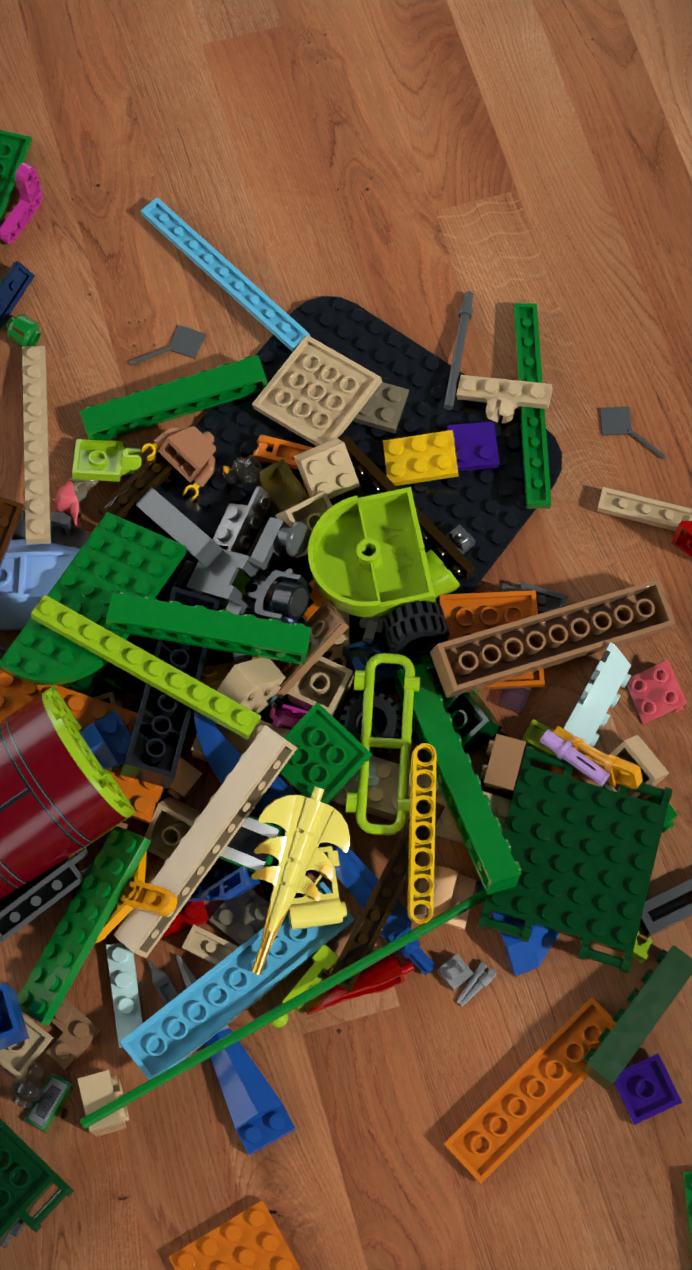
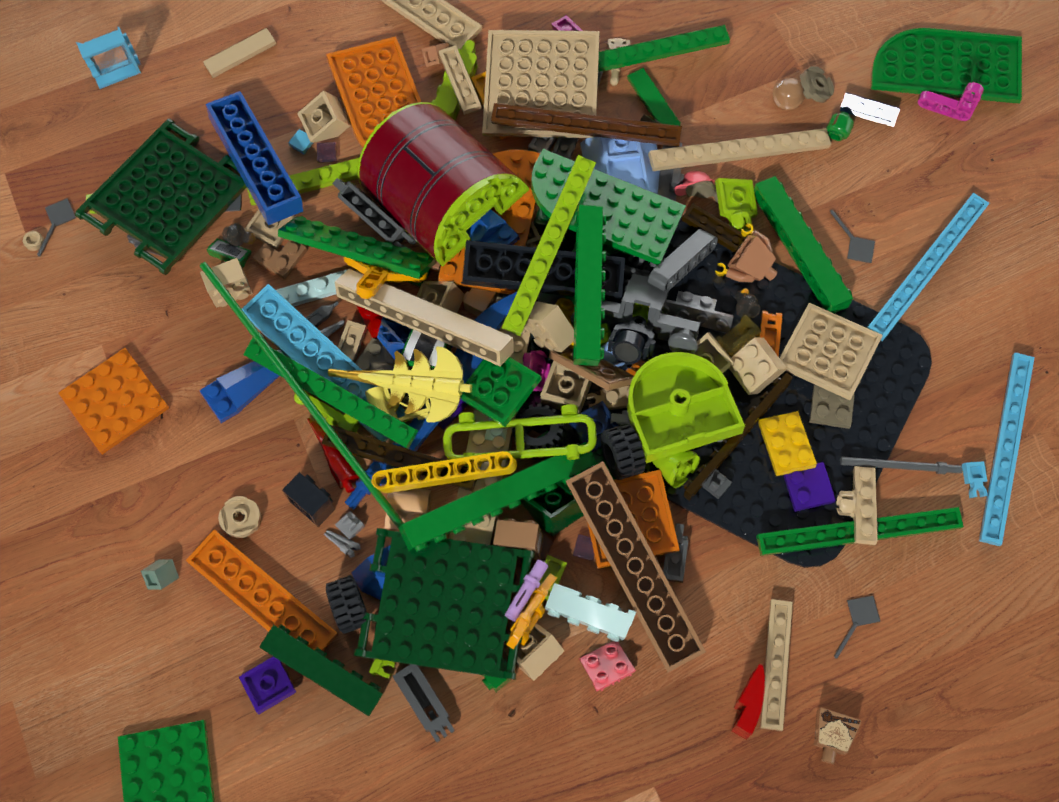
camera: 85 degrees right, 0 degrees up
(291, 967) = (337, 396): none -> green plate
(419, 1122) = (230, 511): none -> tan plate
(422, 1014) = (309, 499): none -> black brick
(452, 244) = (1006, 450): none -> medium azure plate
(480, 281) = (975, 475): none -> medium azure plate
(494, 1220) = (160, 574): none -> sand green panel
(563, 976) = (346, 604): none -> black tyre

